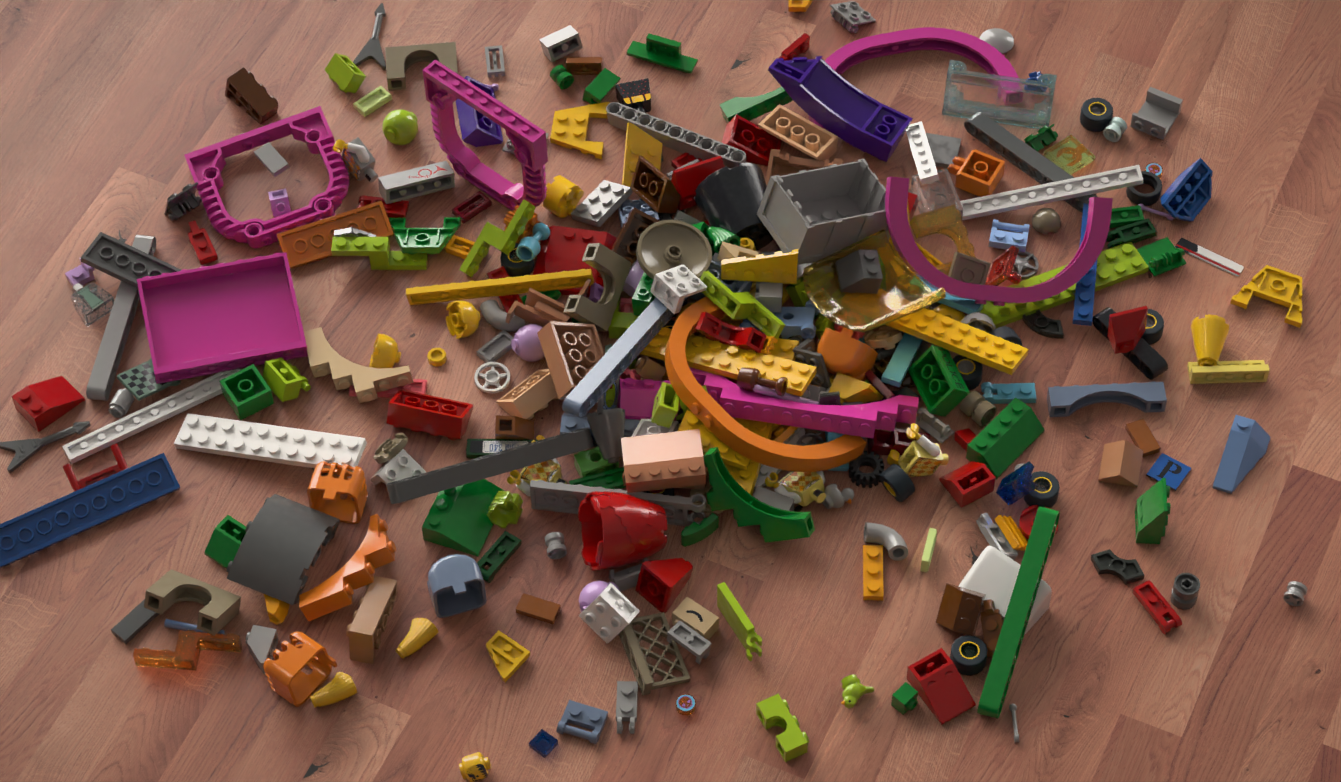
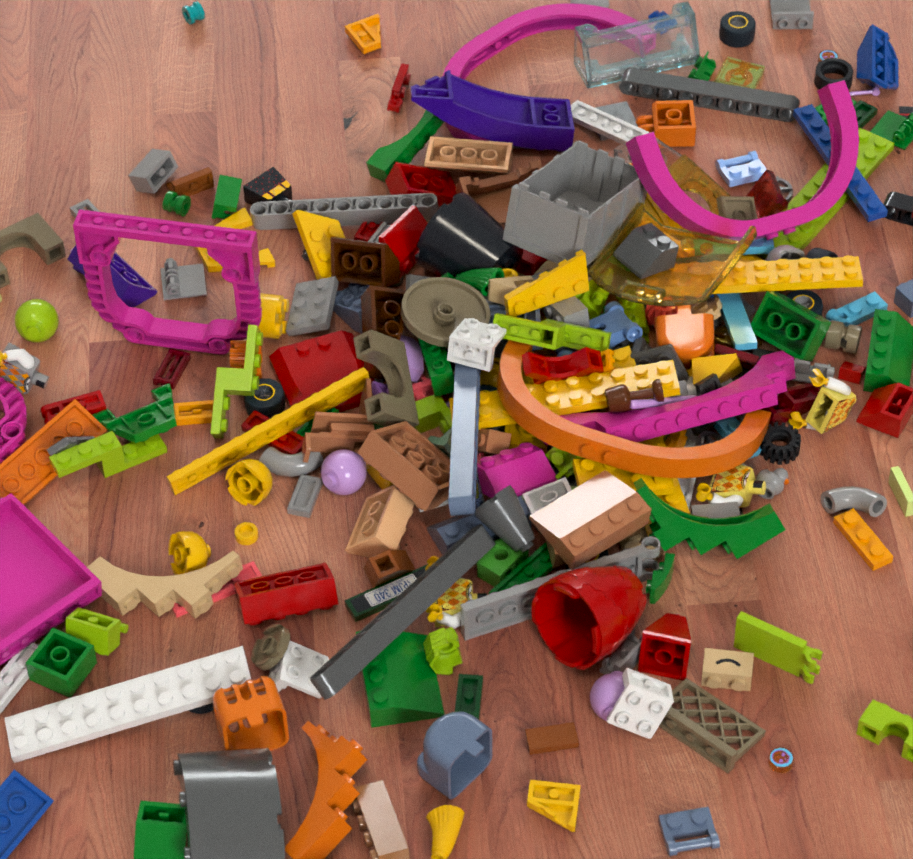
camera: 30 degrees left, 5 degrees down
(416, 182) = (96, 366): light grey brick -> none
(492, 377) = (323, 527): white wheel -> none
(529, 246) = (275, 374): medium azure piece -> none
(555, 544) = (522, 663): light grey wheel -> none
(626, 704) = (721, 792): light grey hinge -> none
(662, 52) = (266, 138): green bracket -> none
(665, 406) = (547, 465): lime brick -> none
(689, 640) = (741, 690): light grey hinge -> none
(850, 15) = (435, 33): light grey hinge -> none
(897, 482) = (823, 440): black wheel -> none
(1043, 325) = (838, 236): pearl dark grey tile -> none
(1046, 221) = (766, 141): dark tan hair -> none
(1051, 192) = (761, 108): white plate -> none
(1115, 129) = (765, 35): light aqua wheel -> none

